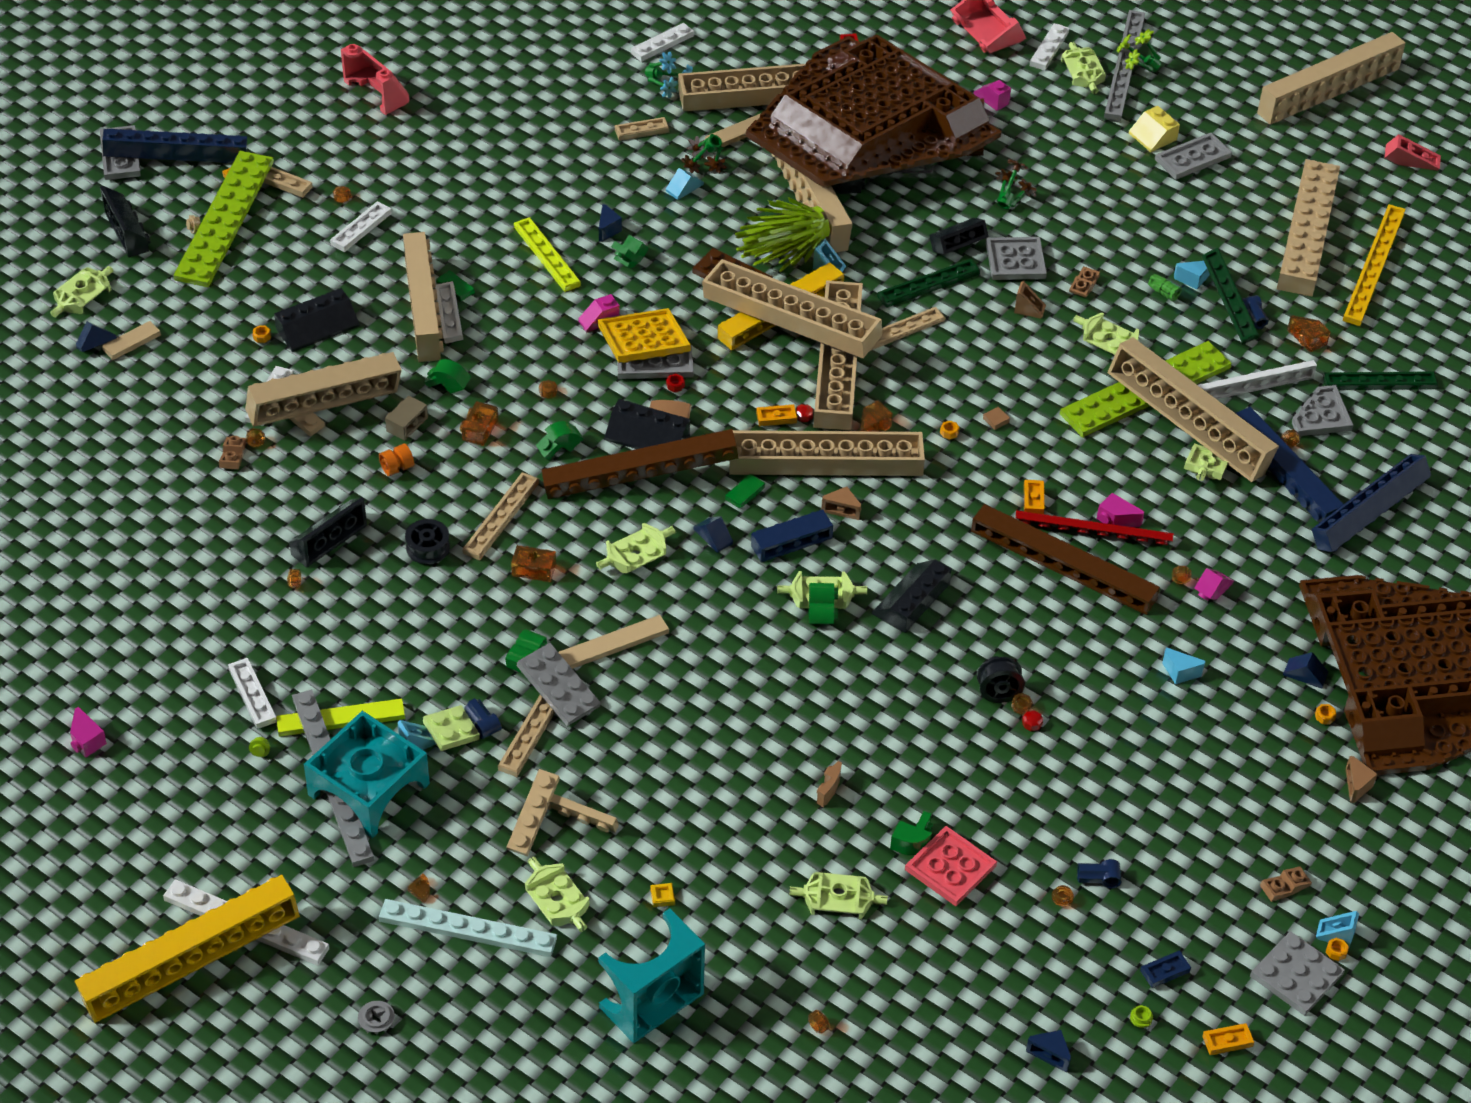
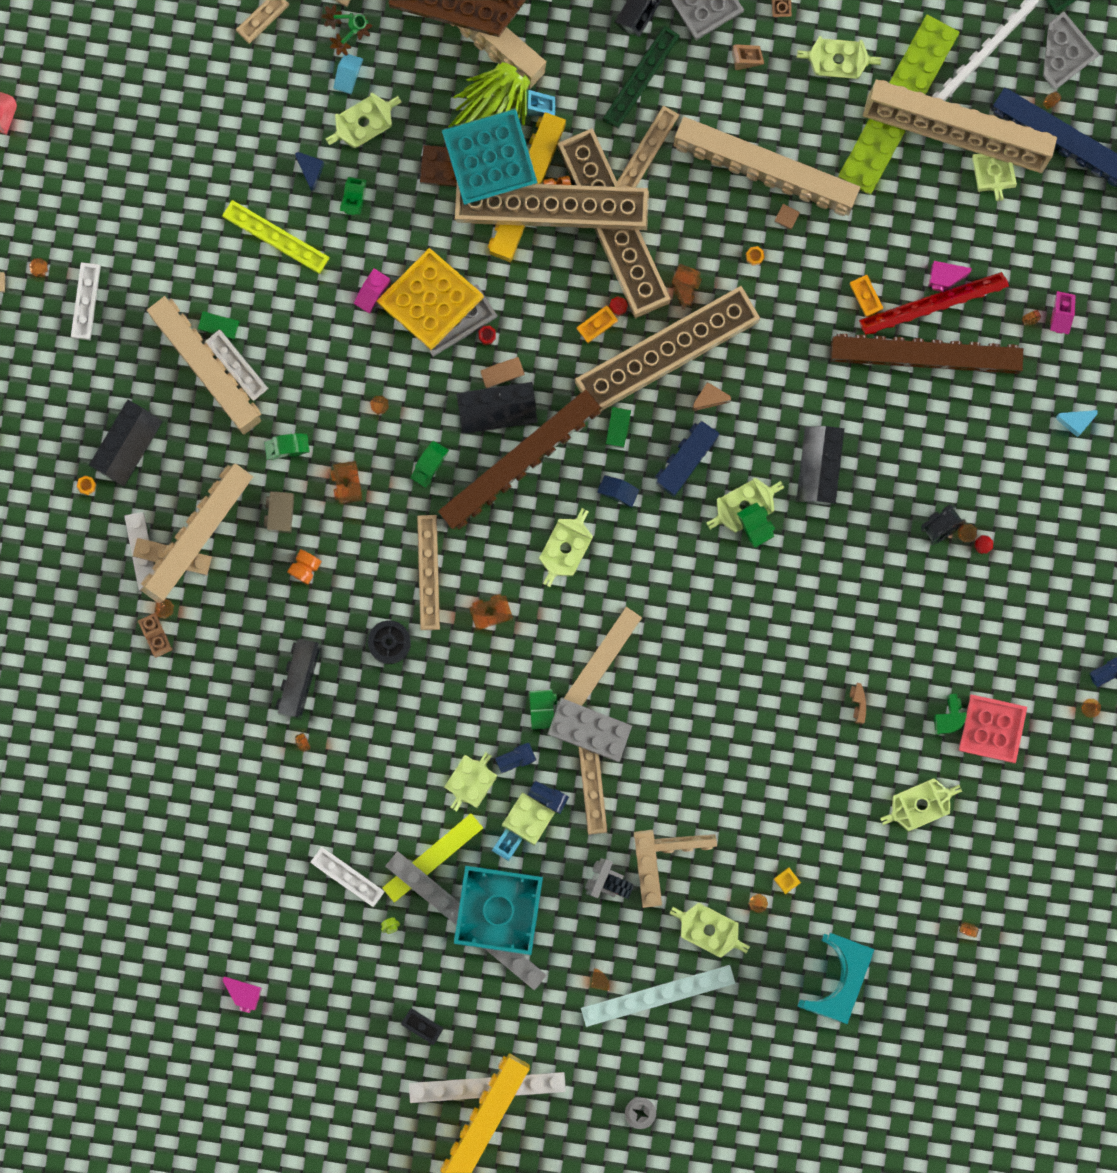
camera: 30 degrees left, 35 degrees up
(224, 834) = (422, 1026): none -> black brick
(420, 676) = (470, 781): none -> yellowish green plate
(480, 677) = (520, 756): none -> dark blue piece
(486, 802) = (607, 881): none -> light grey plate
(621, 897) = (758, 903): none -> clear orange tile
(688, 214) = (372, 108): none -> yellowish green plate
(759, 243) = (489, 156): none -> teal plate
(1000, 371) = (765, 166): none -> tan brick

